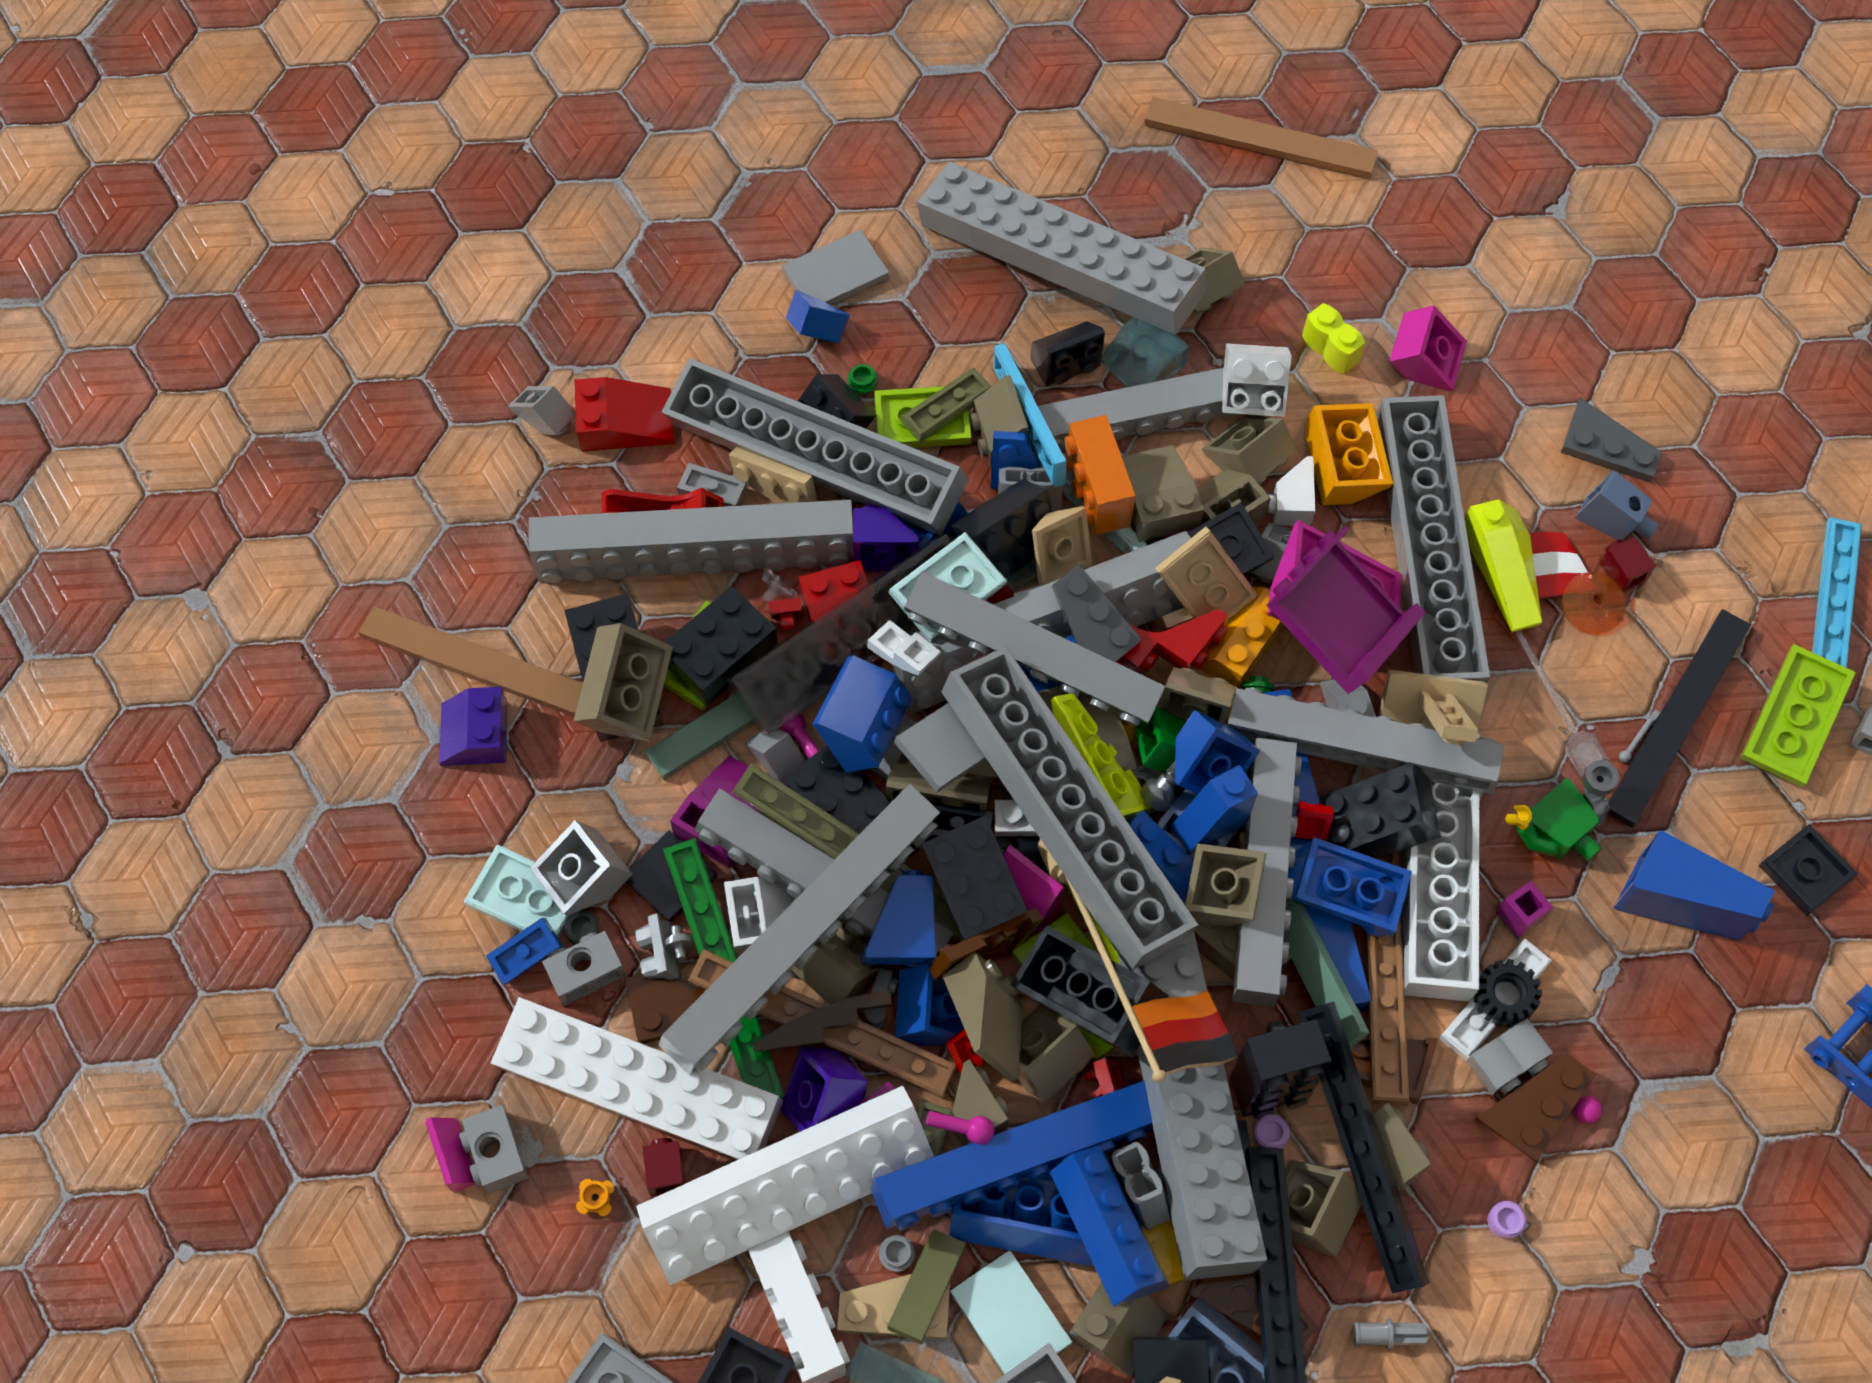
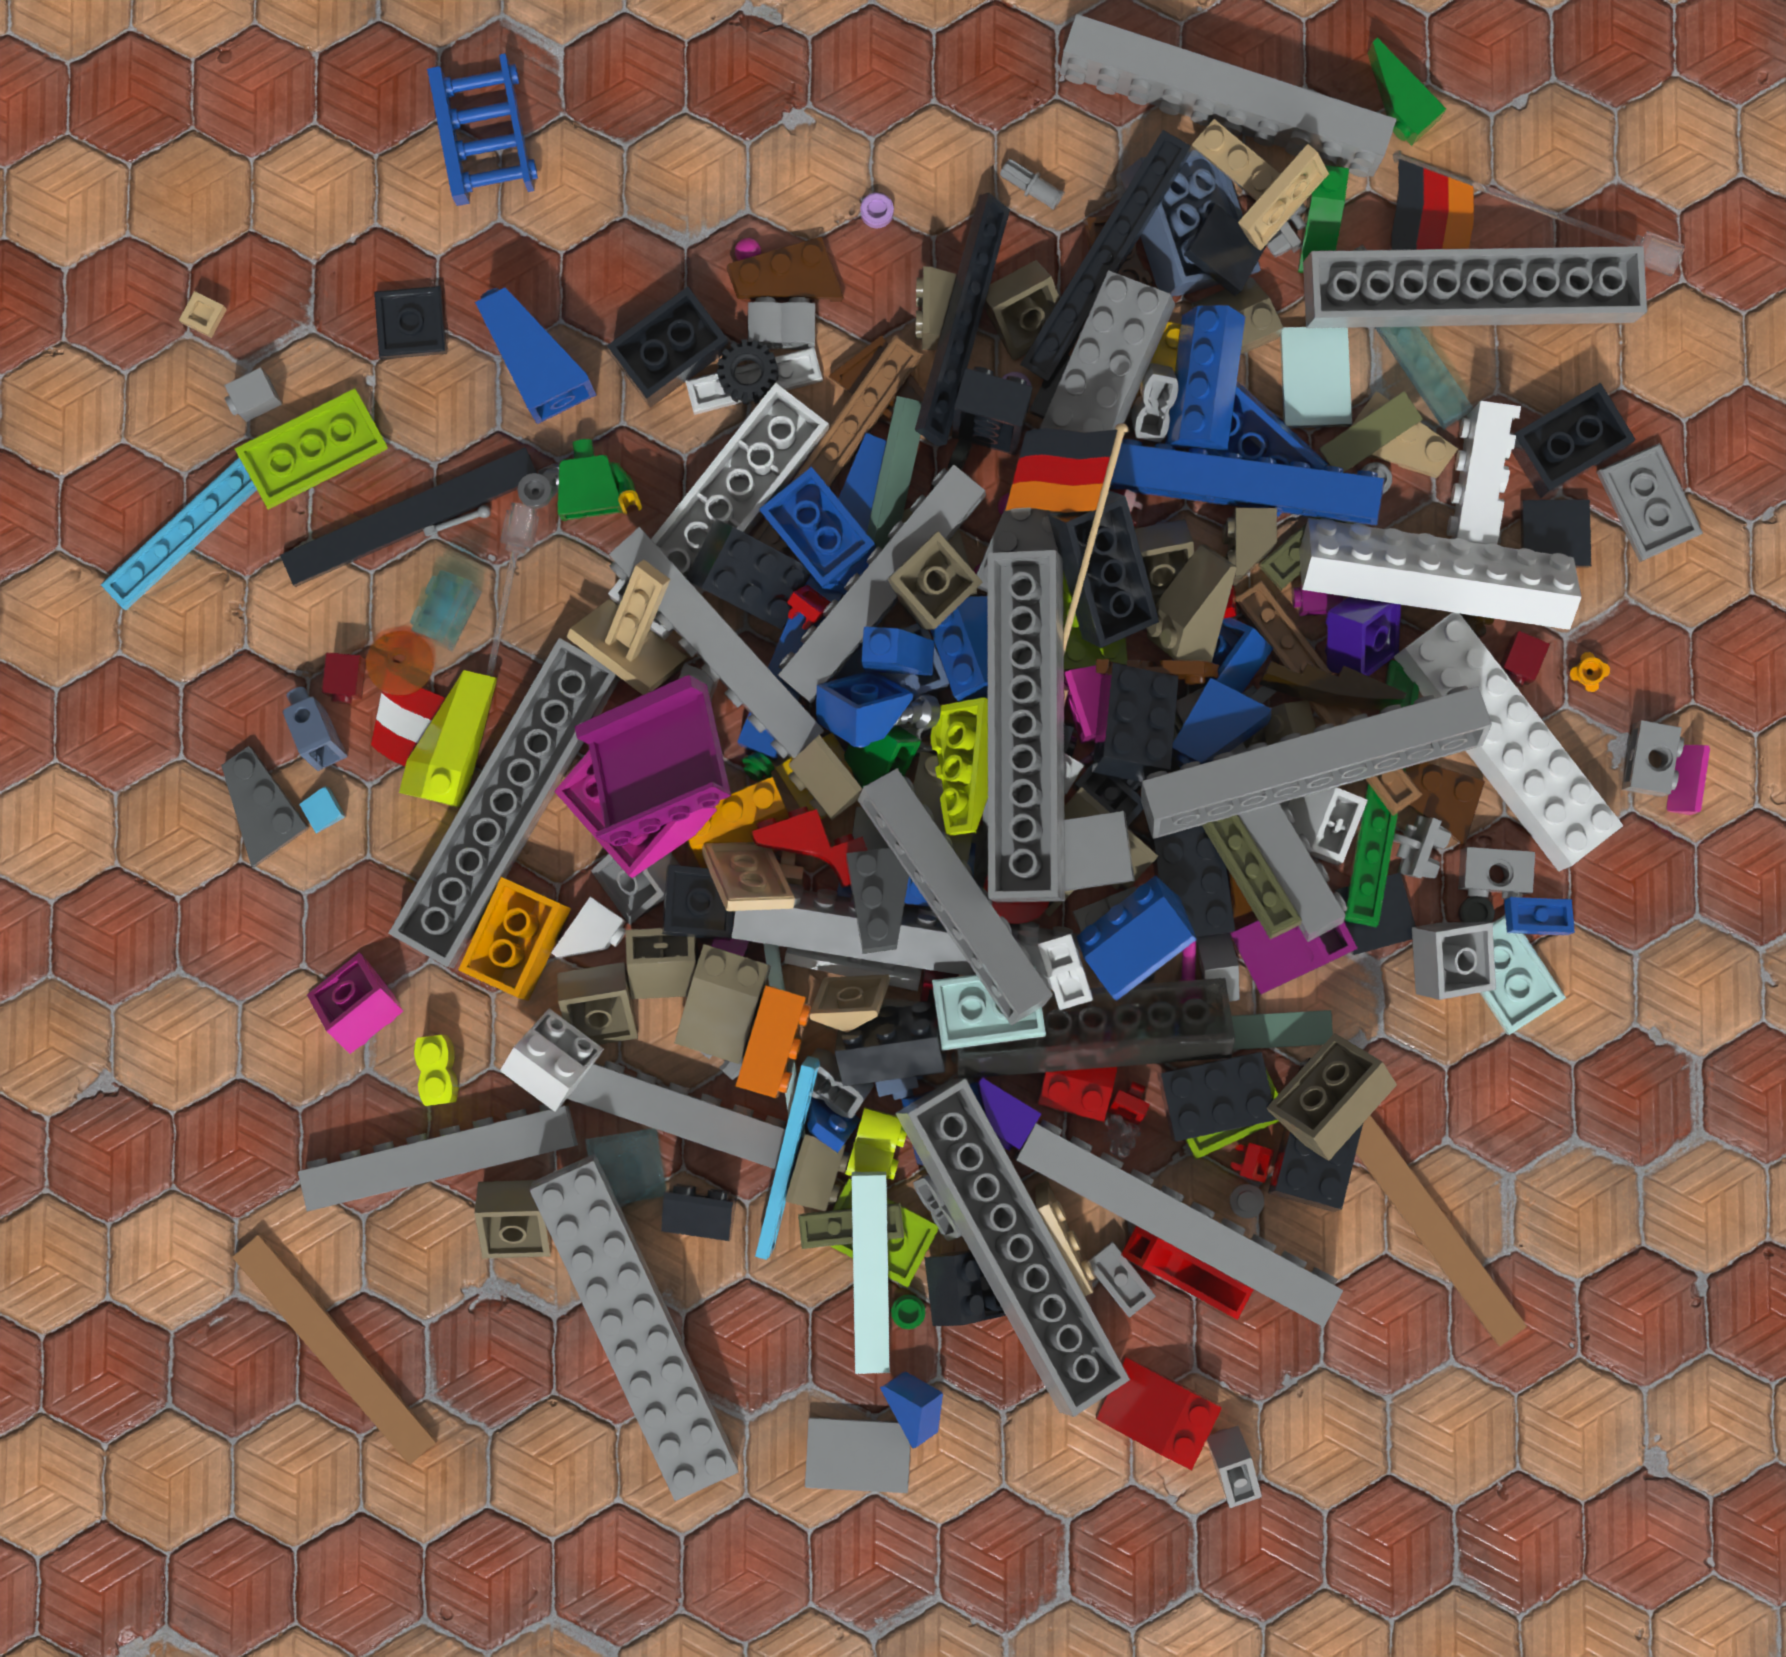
camera: 145 degrees left, 20 degrees up
(474, 727) = (1473, 1160): dark purple slope -> none
(645, 597) = (1246, 1201): none -> light grey plate
(656, 622) = (1255, 1163): none -> red tile
(698, 1310) = (1557, 528): none -> black tile
(911, 380) = (870, 1272): none -> light aqua tile
(970, 458) = (876, 1144): none -> neon yellow brick
(977, 1129) = (1266, 512): dark pink bar -> none
(1287, 283) = (437, 1157): none -> light grey brick
(1524, 909) = (681, 429): magenta brick -> none
(1561, 468) = (322, 809): none -> medium azure slope
(1588, 973) = (668, 347): none -> black brick
(1591, 655) = (445, 609): none -> clear light blue slope

